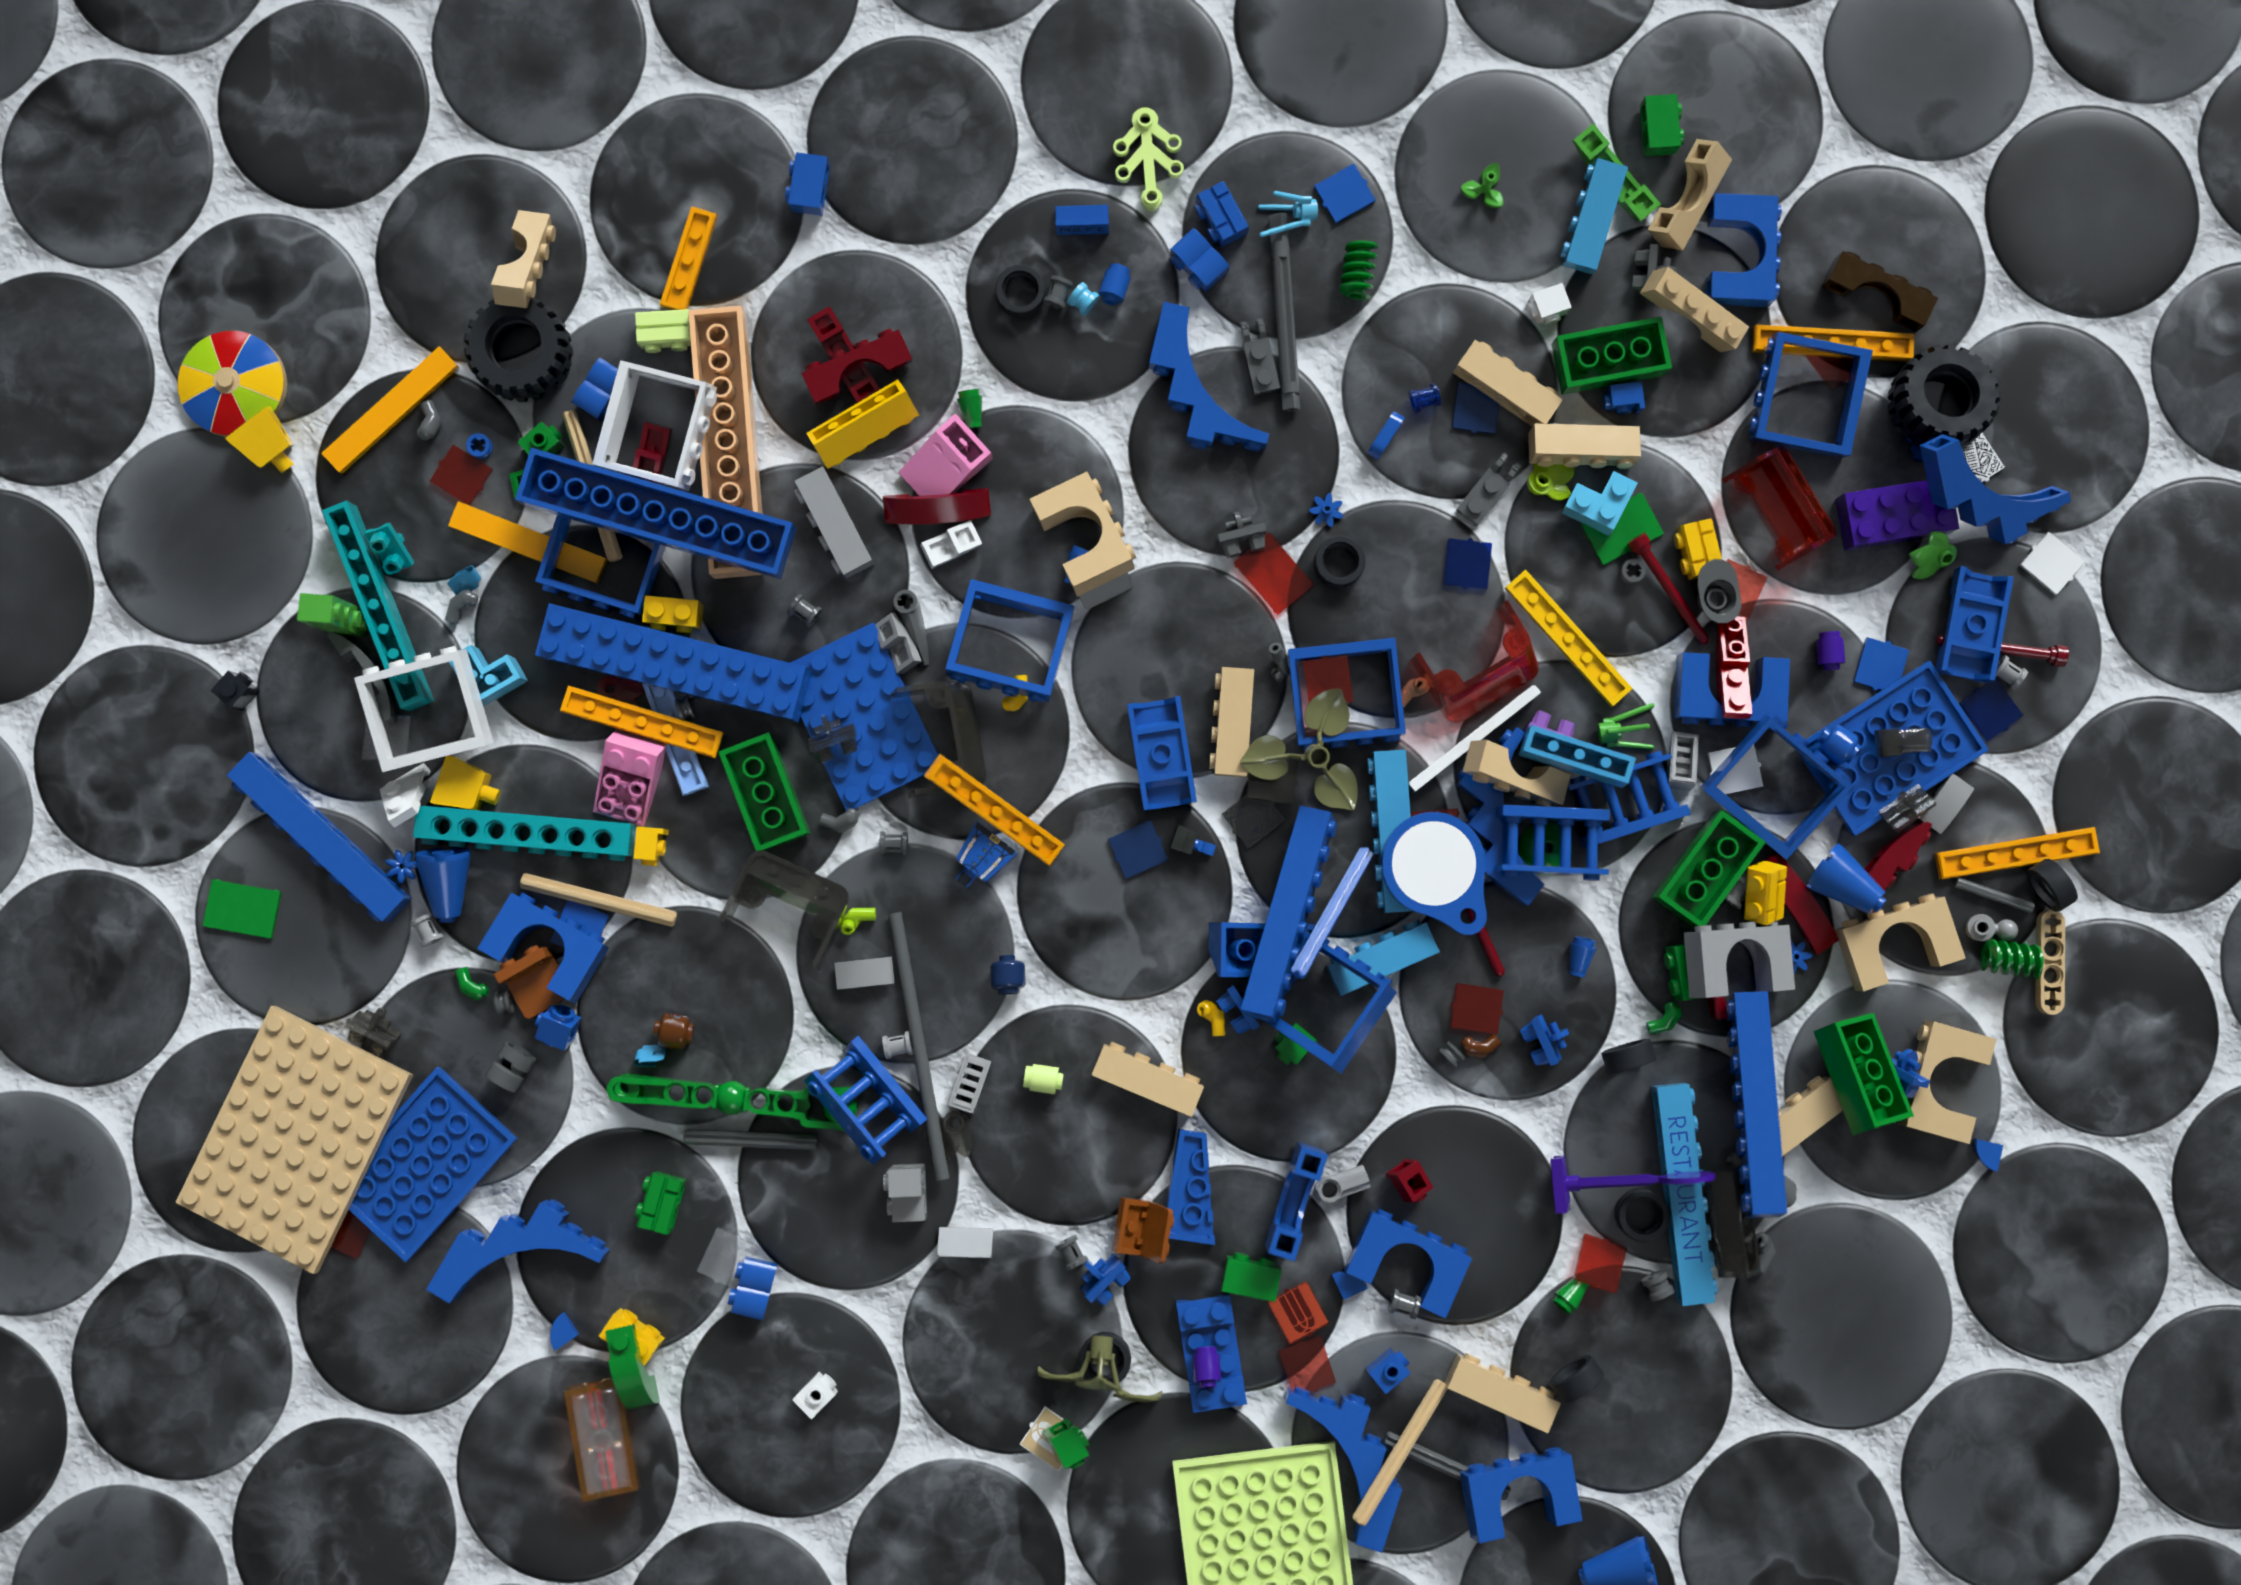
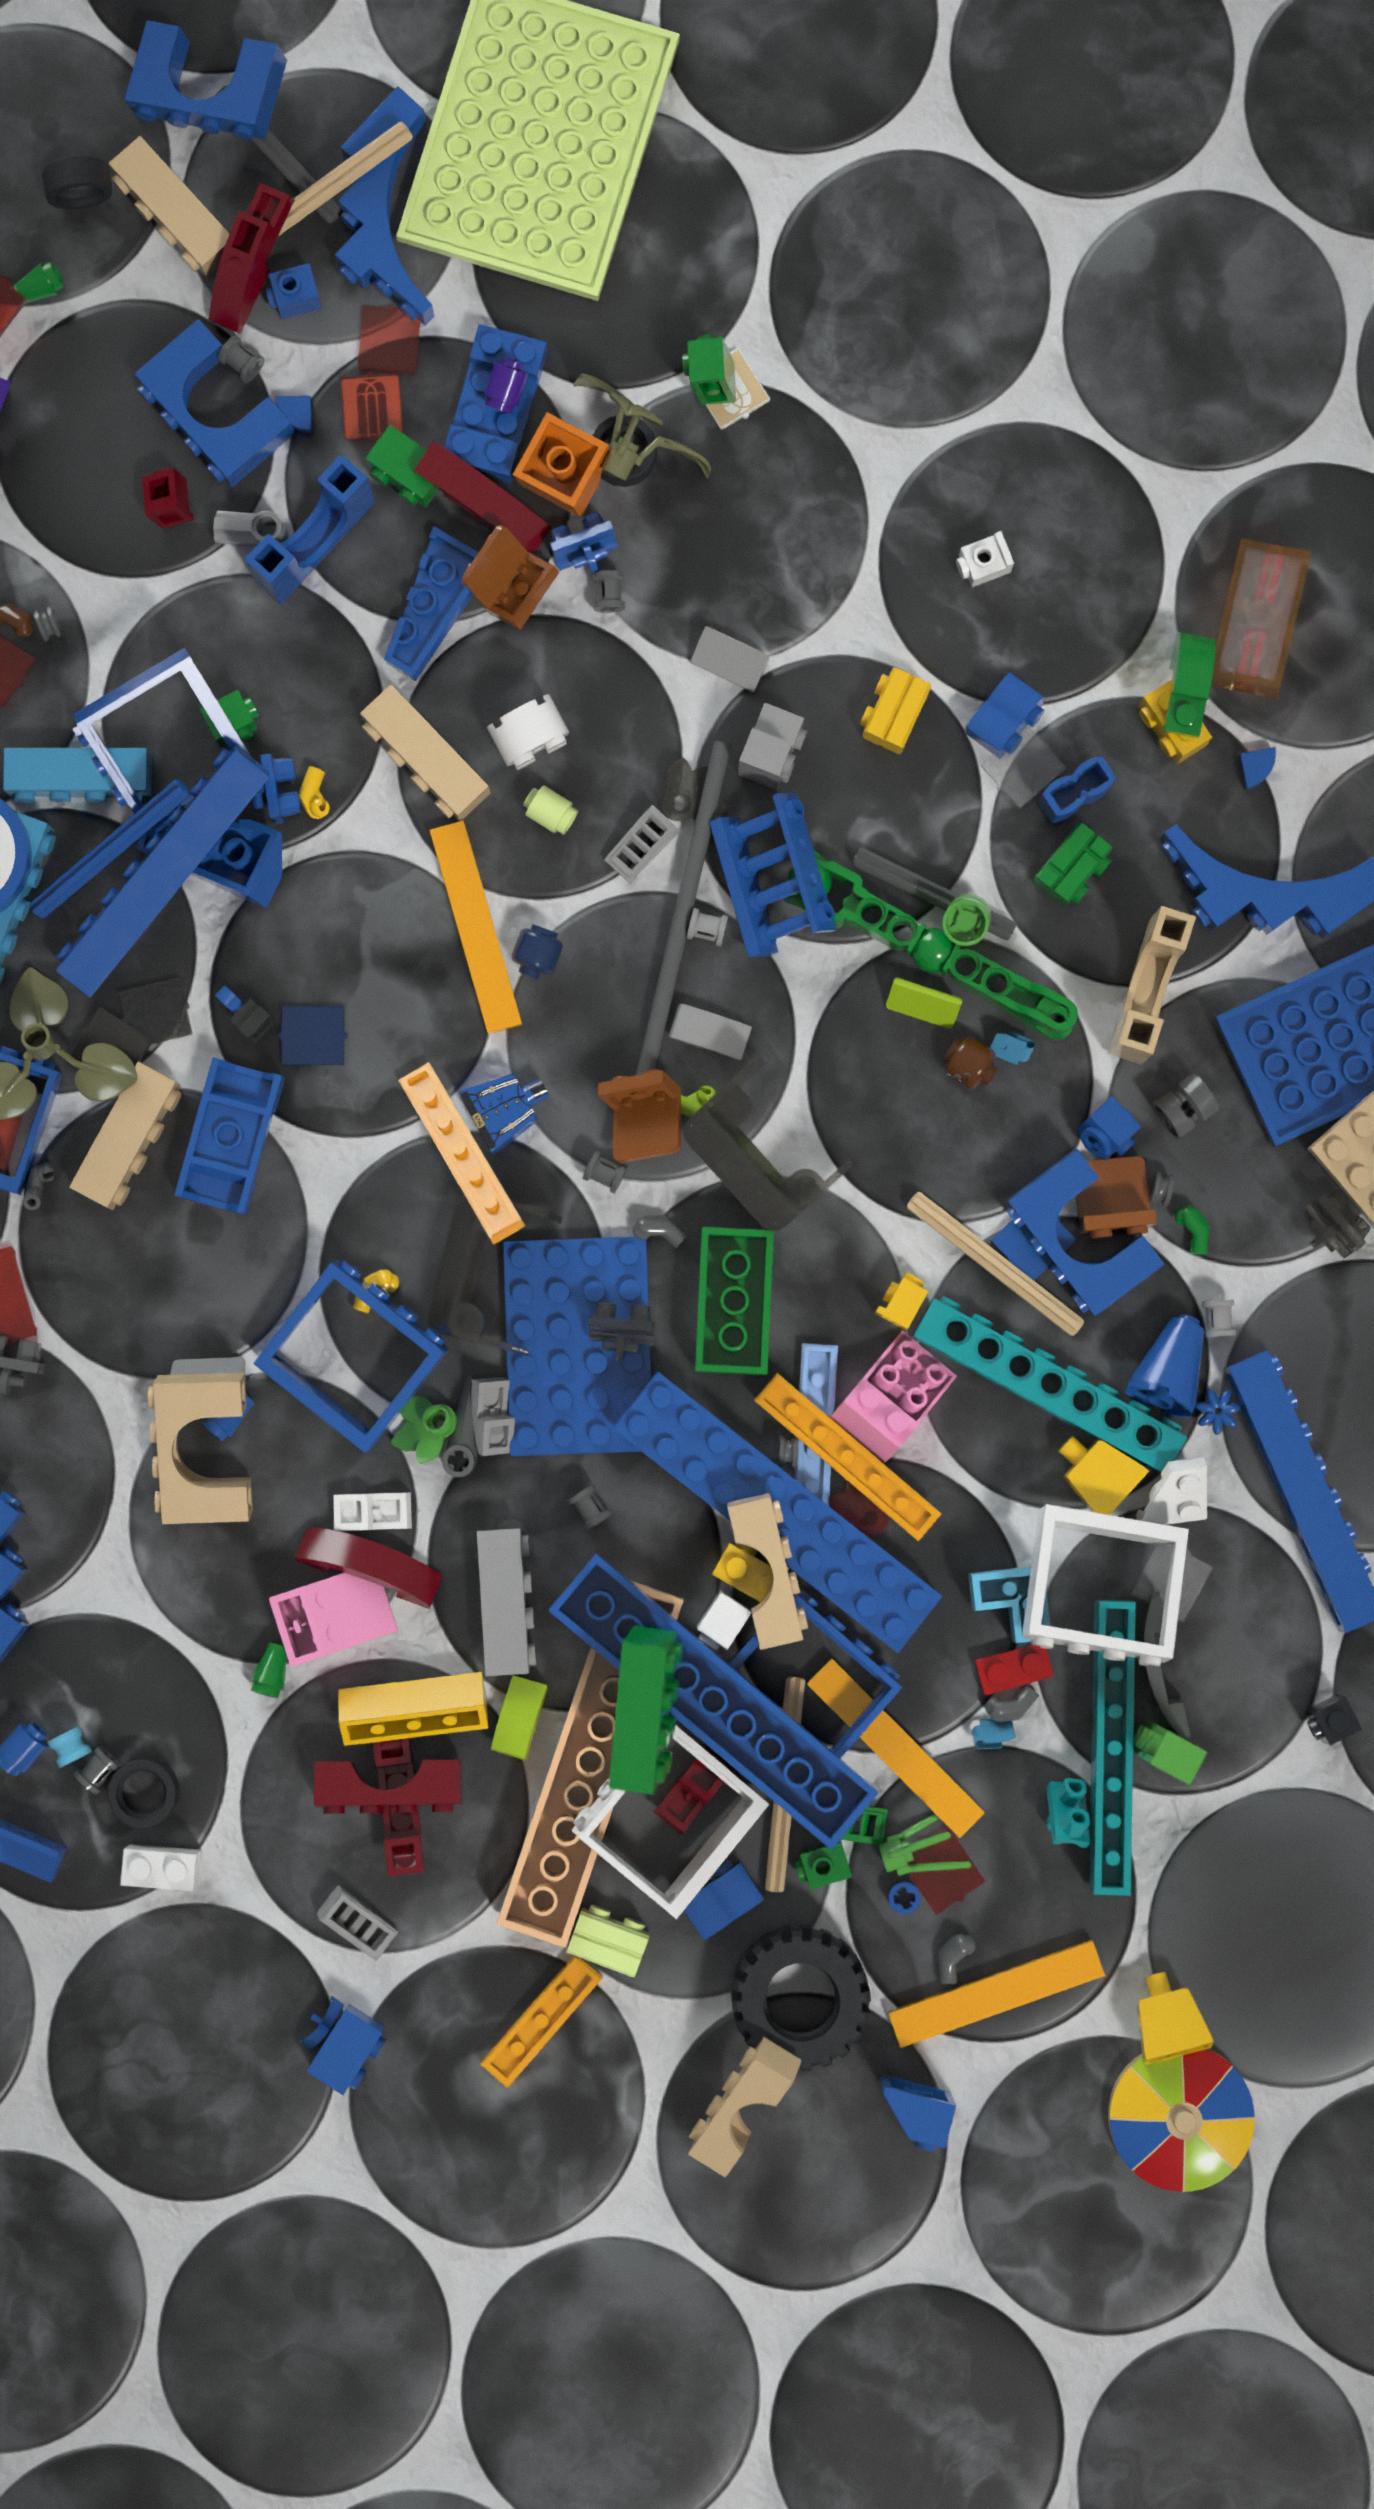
camera: 155 degrees left, 0 degrees up
(404, 310) = (921, 2110): none -> blue slope
(470, 629) = (1013, 1668): none -> red plate
(493, 472) = (898, 1853): none -> bright green plant
(573, 1170) = (1160, 950): none -> tan arch
(639, 590) = (776, 1616): none -> tan arch
(677, 573) = (722, 1621): none -> white brick
(677, 1262) = (1084, 787): none -> blue brick
(692, 482) = (644, 1709): none -> green brick
(716, 1128) = (967, 919): none -> bright green wheel
(725, 1058) = (923, 1003): none -> lime slope
(789, 450) = (519, 1717): none -> lime slope
(831, 193) = (325, 2024): none -> blue piece
(832, 1257) = (896, 709): none -> yellow brick
(856, 274) = (332, 1904): none -> light grey slope
(881, 892) = (644, 1115): none -> dark orange bracket
(942, 611) = (420, 1430): none -> bright green plate
(985, 247) = (161, 1867): none -> white brick
(1059, 974) = (476, 927): none -> light orange tile
(1080, 1126) = (528, 732): none -> white brick
(1141, 1328) = (562, 464): none -> orange slope
(1188, 1279) = (480, 496): none -> dark red slope
(1433, 1378) = (244, 257): none -> dark red slope

